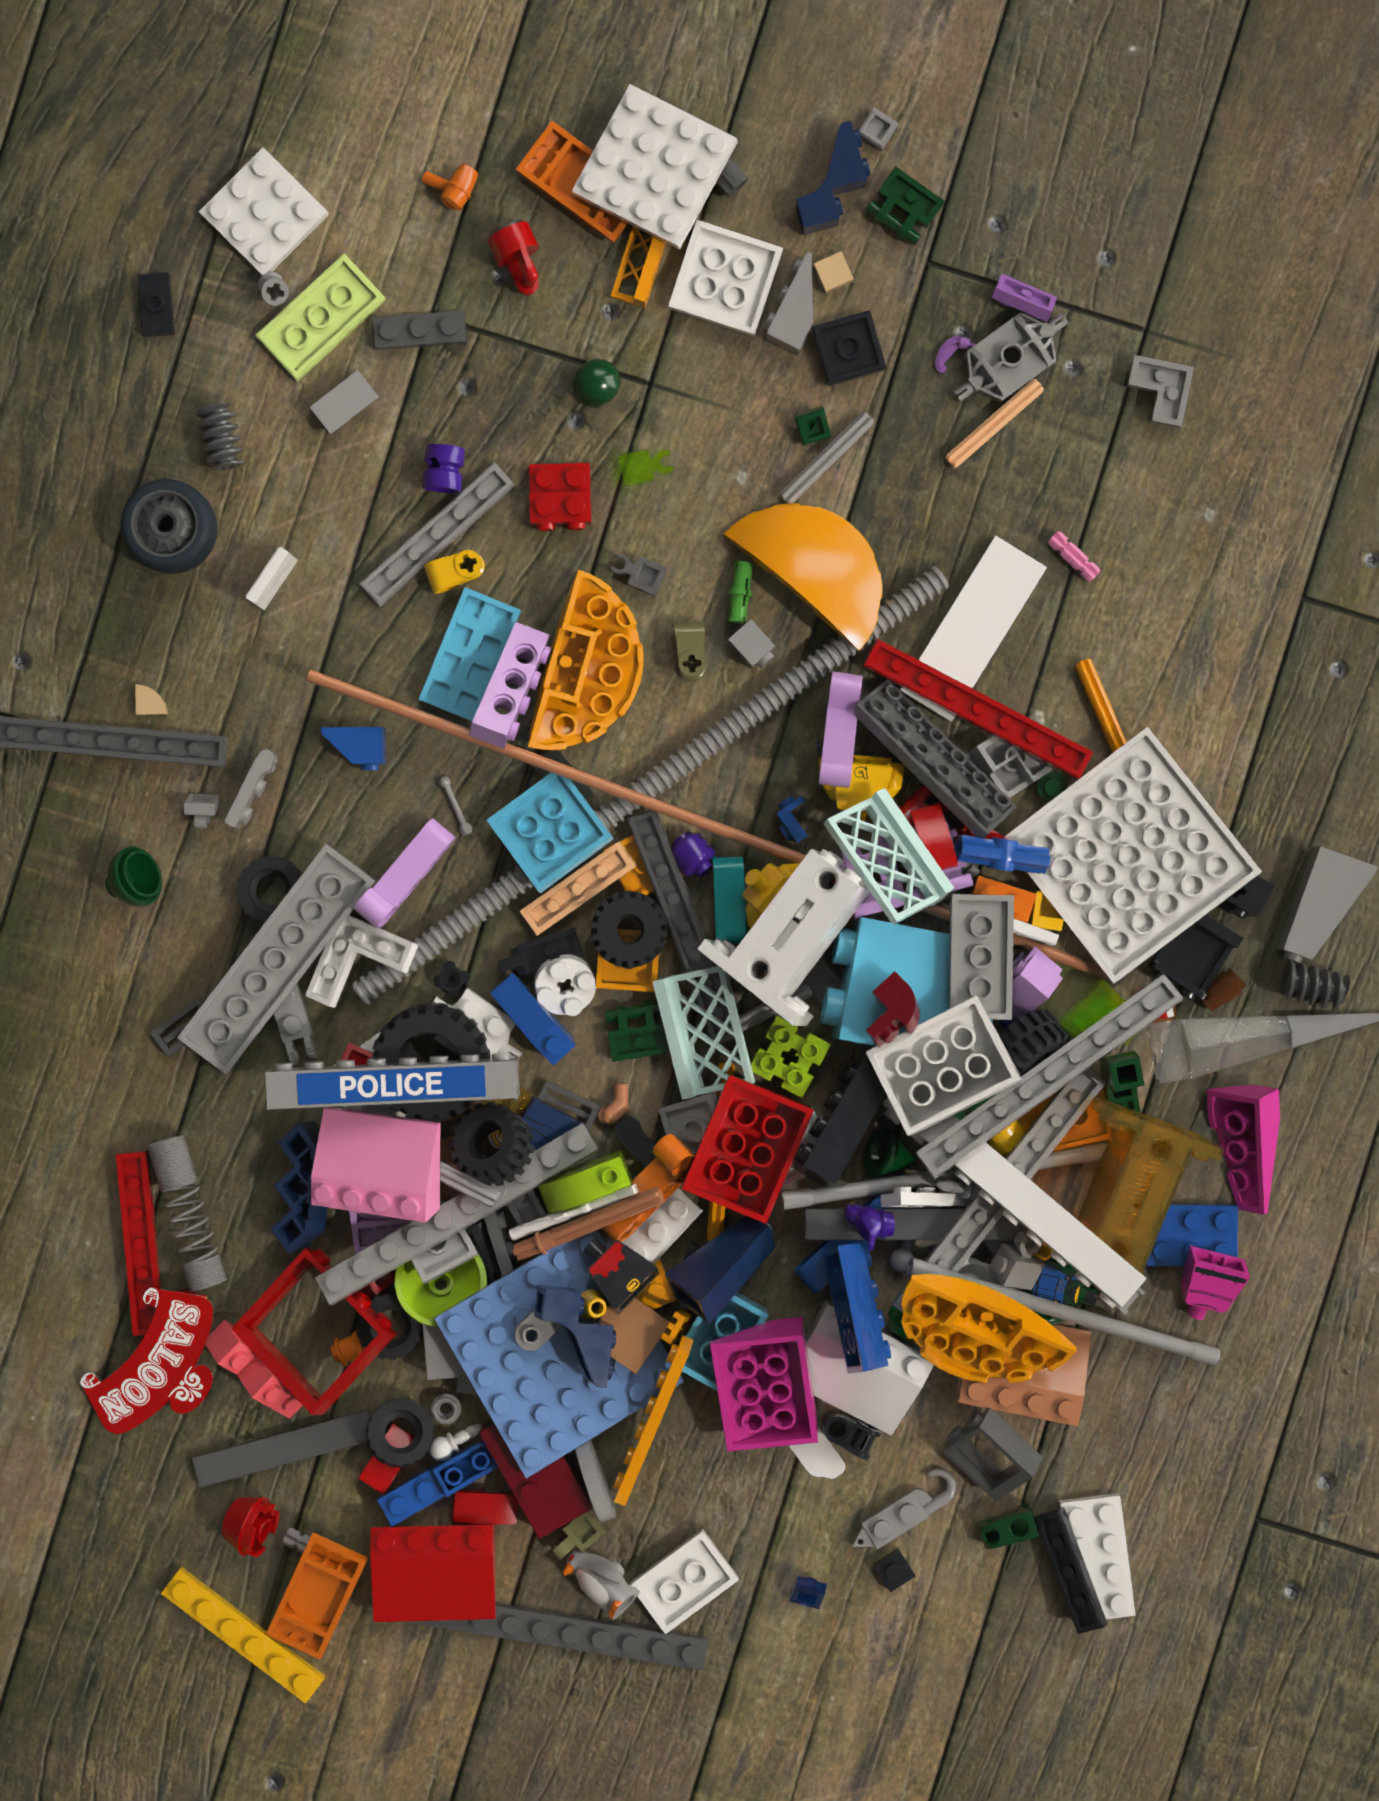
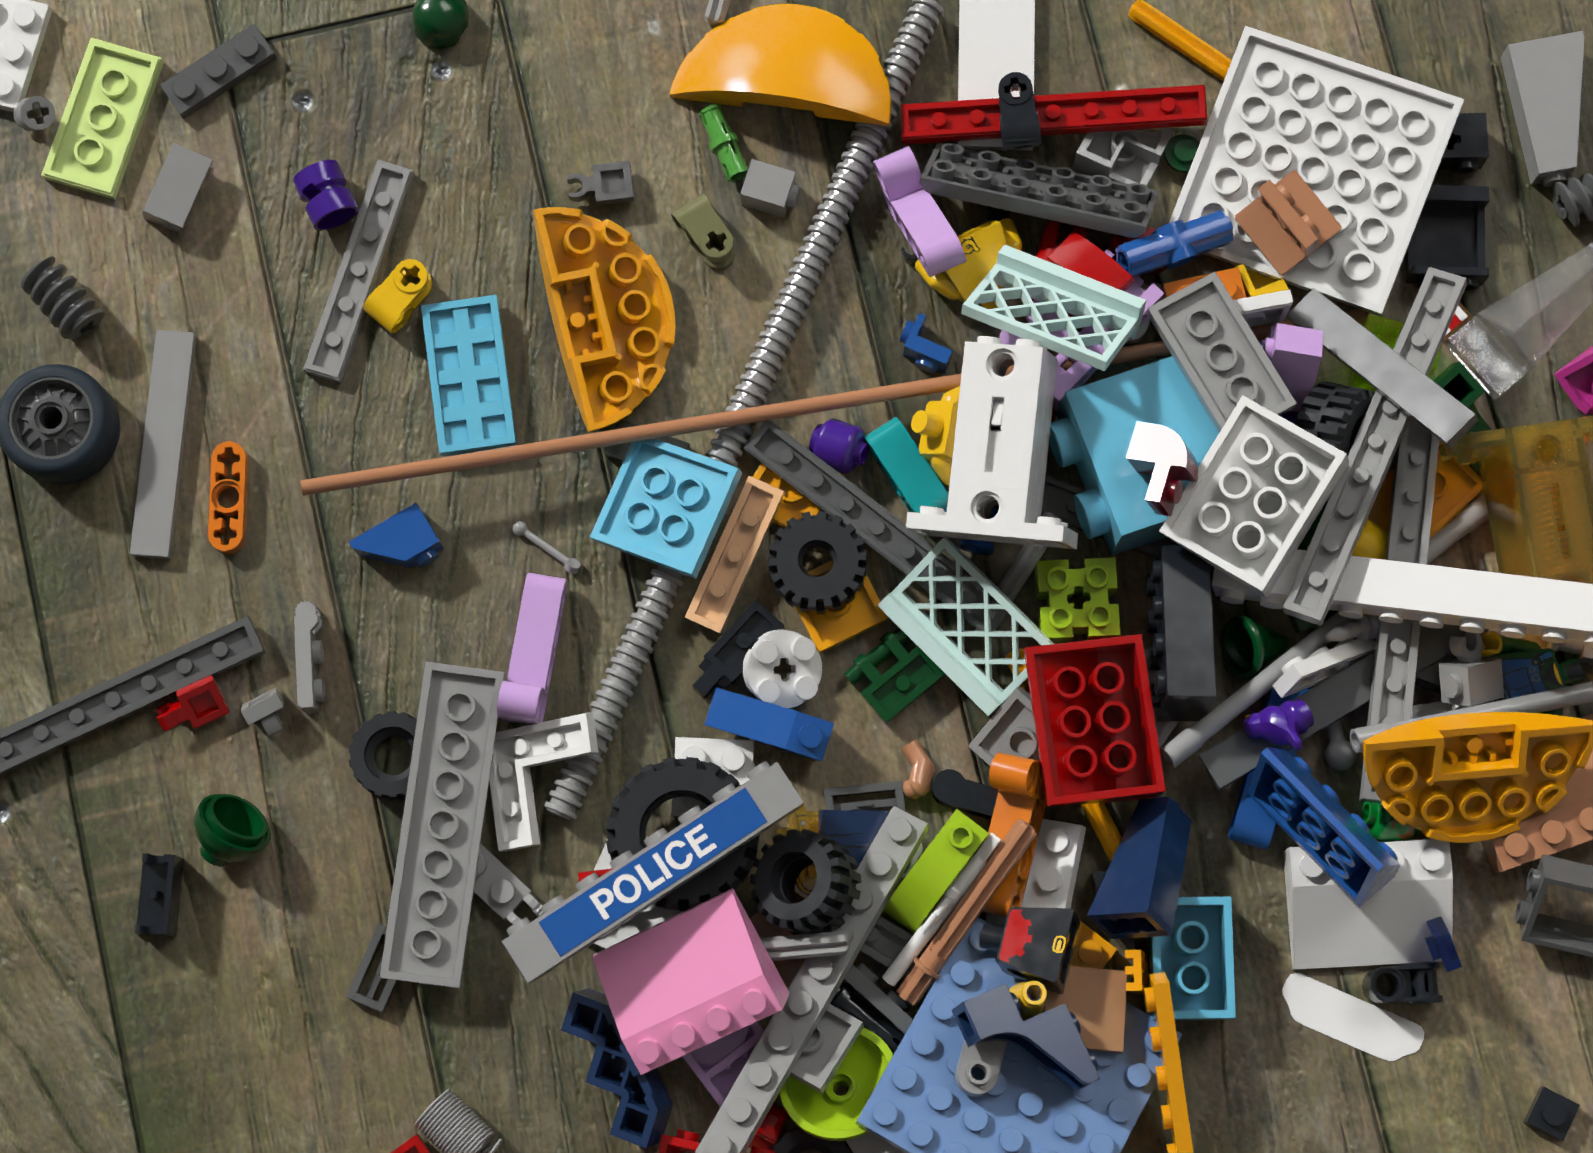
camera: 30 degrees left, 10 degrees down
(63, 892) = (159, 895): none -> black hinge
(149, 701) = (141, 630): tan tile -> none
(158, 776) = (197, 702): none -> red plate
(235, 579) = (163, 444): none -> light grey tile
(271, 578) = (202, 412): white tile -> none
(277, 628) = (218, 525): none -> orange beam
(443, 979) = (644, 730): black plate -> none
(522, 644) = (531, 375): lavender brick -> none
(560, 496) = (470, 154): red plate -> none
(639, 467) = (539, 77): clear neon green plate -> none
(765, 1386) = (1278, 979): dark pink slope -> none
(888, 1425) = (1441, 944): none -> clear blue plate
(903, 1513) = (1521, 1041): light grey plate -> none
(950, 702) = (1018, 116): none -> black piece
(1086, 1028) = (1384, 369): none -> tile
(1089, 883) = (1287, 222): none -> nougat bracket
(1224, 989) = (1503, 257): reddish brown cone -> none

